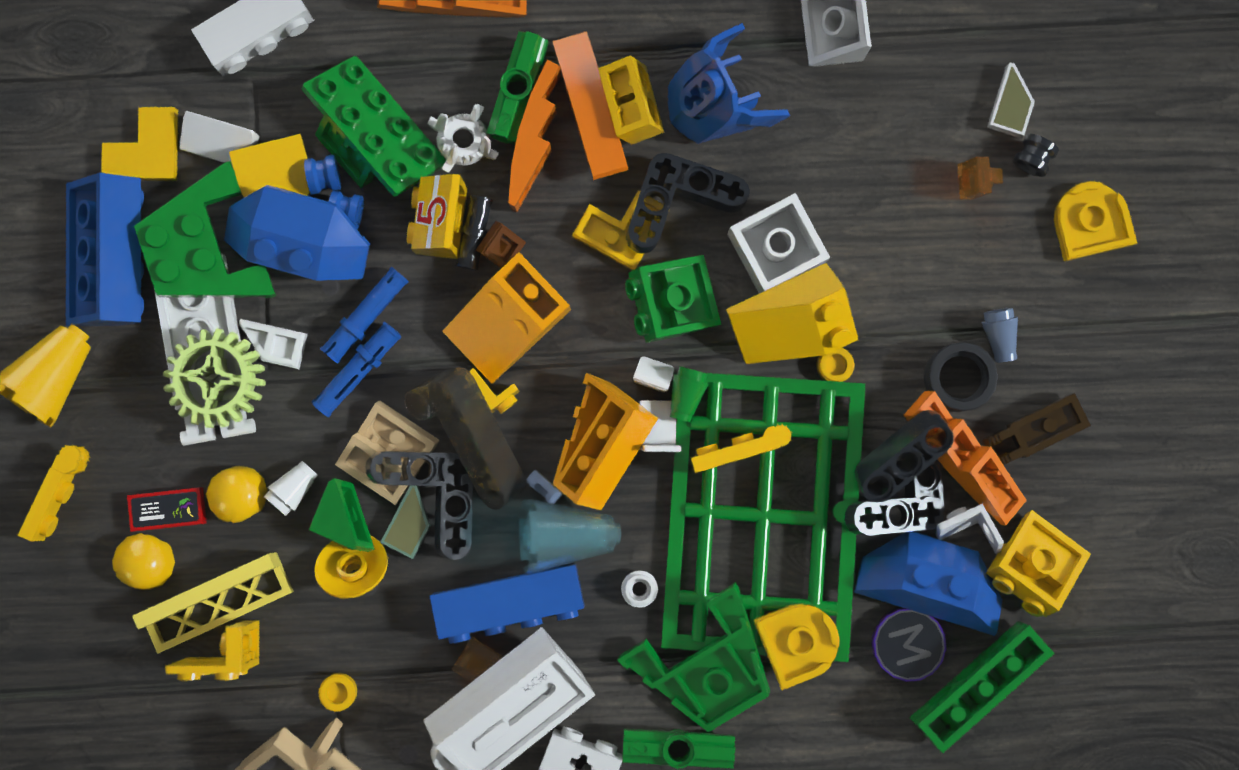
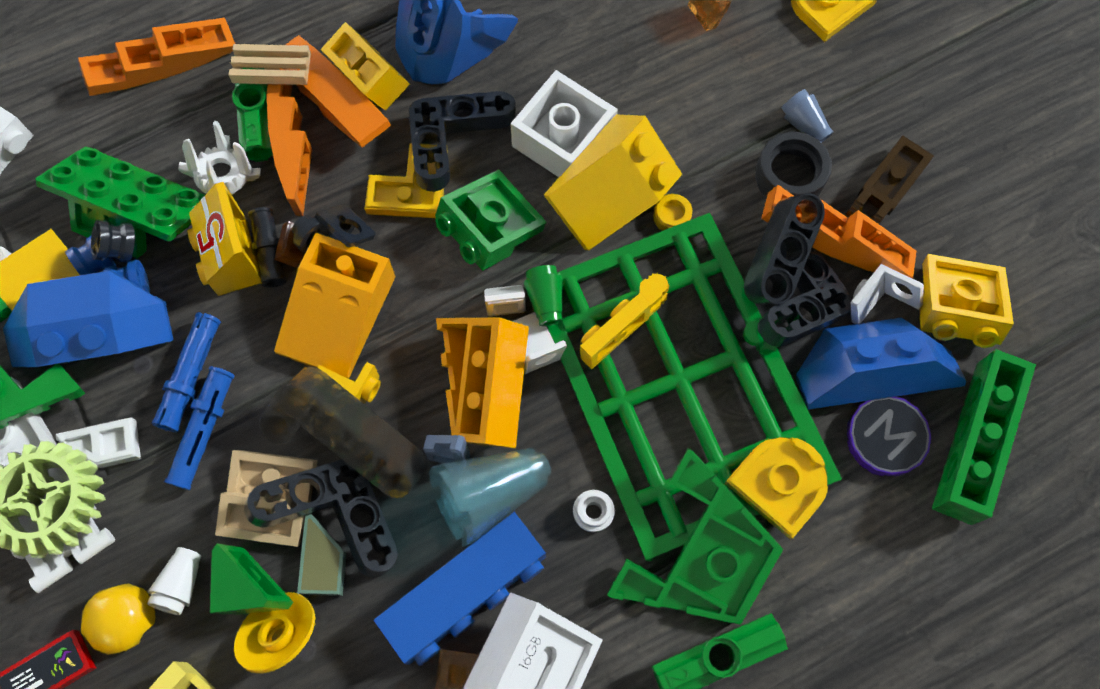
camera: 25 degrees left, 15 degrees down
(347, 177) = (112, 241): none -> black wheel
(538, 241) = (334, 223): none -> black bracket
(553, 52) = (271, 59): none -> tan tile

